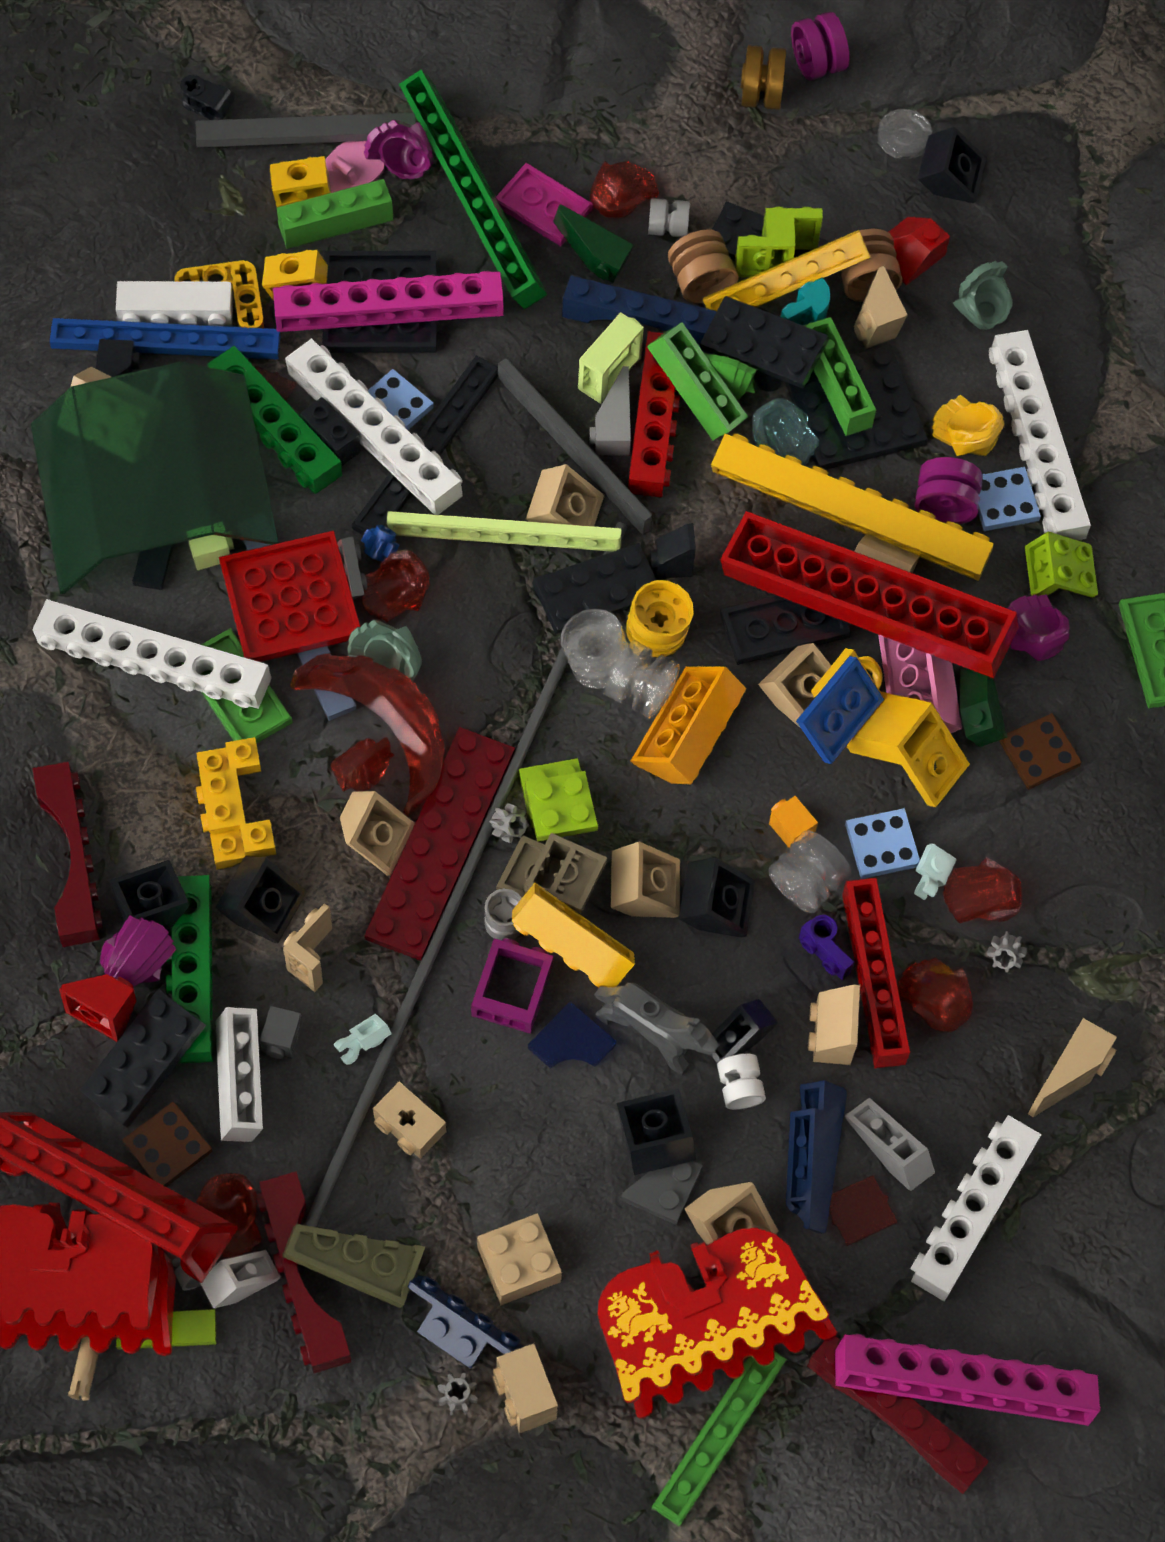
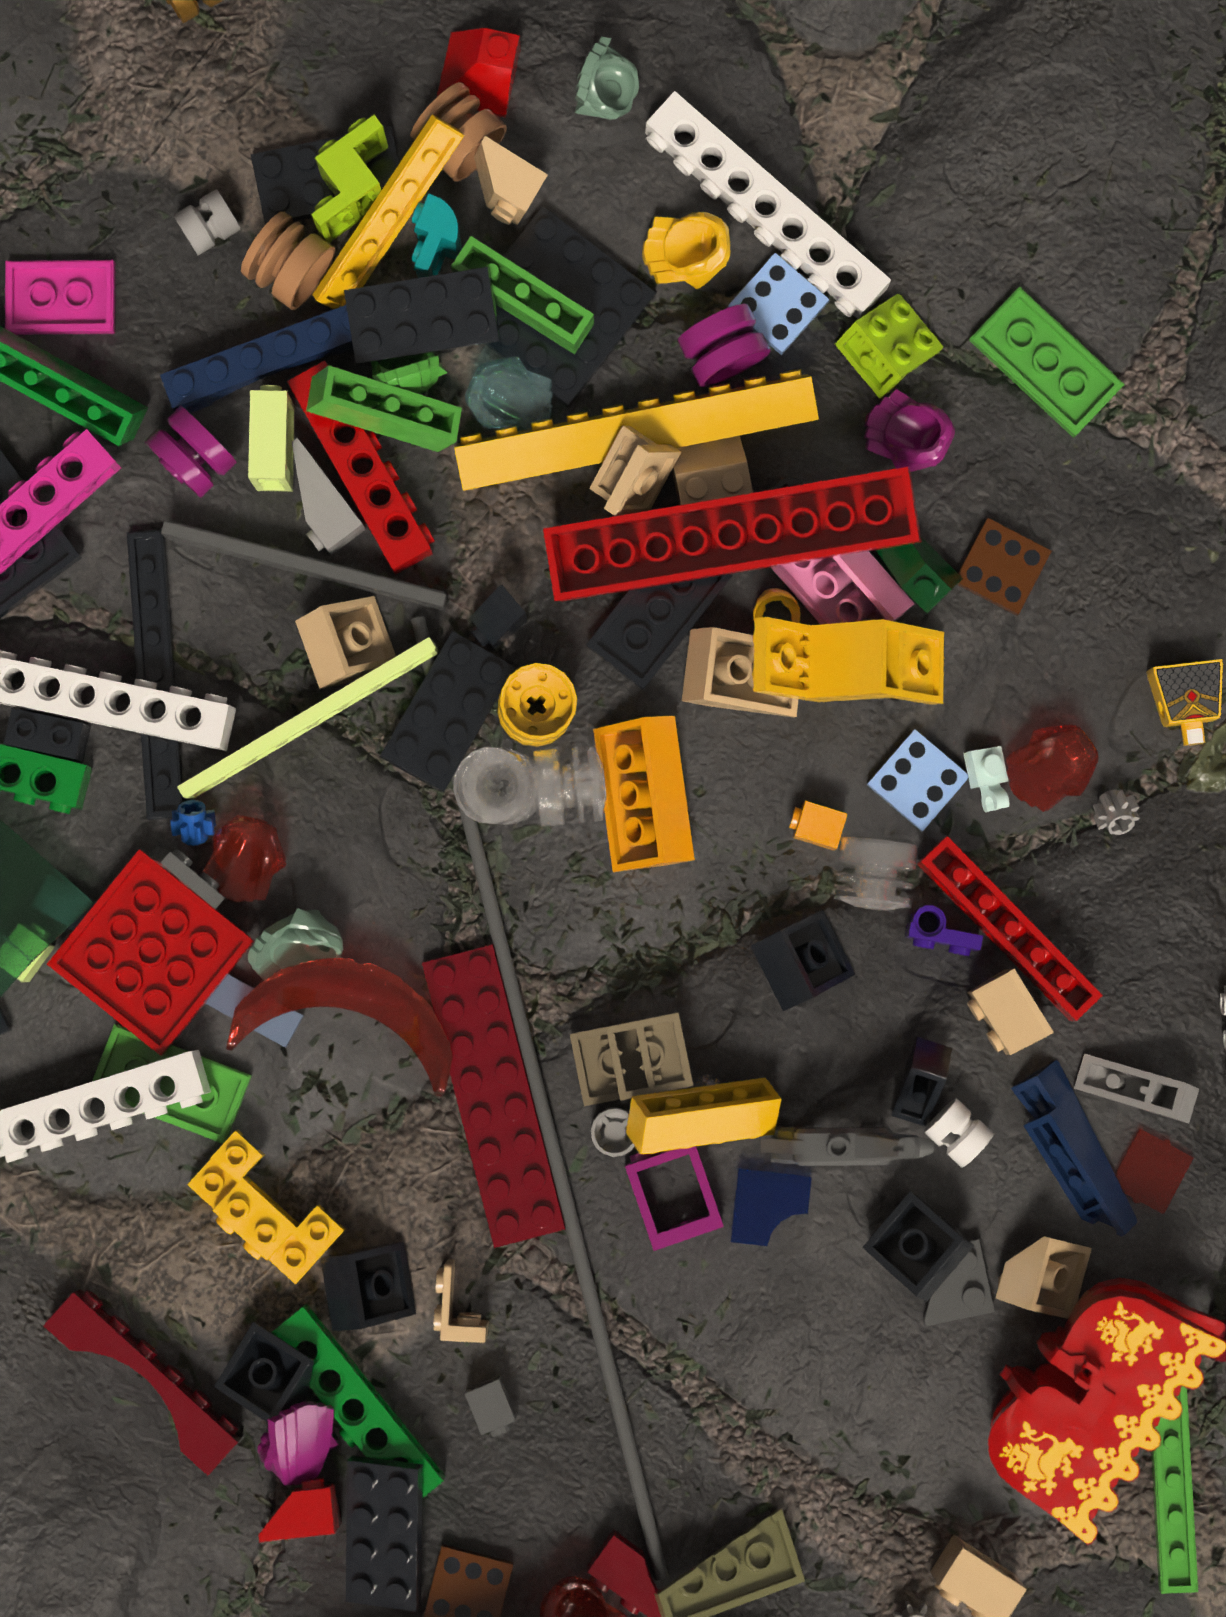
camera: 35 degrees left, 20 degrees up
(239, 1074) = (486, 1480): white brick -> none
(362, 765) = (357, 1080): clear red hair -> none
(364, 1035) = (573, 1349): light aqua plate -> none
(375, 829) = (423, 1137): tan slope -> none
(401, 398) = (85, 643): light blue tile -> none
(403, 1104) = (695, 1392): tan brick -> none
(457, 1327) = (870, 1559): bracket -> none
(509, 822) = (547, 1031): light grey gear -> none
(519, 1259) = (878, 1459): tan brick -> none
(549, 330) = (190, 452): none -> magenta wheel
(558, 799) = (578, 974): lime bracket -> none
(597, 247) = (158, 314): dark green slope -> none
(621, 189) = (131, 219): clear red hair -> none
(645, 882) = (722, 994): tan slope -> none
(834, 520) = (633, 472): none -> tan bracket
(840, 710) = (793, 686): blue tile -> none
(937, 994) = (1076, 903): clear red hair -> none
(1112, 913) = (1188, 696): none -> torso

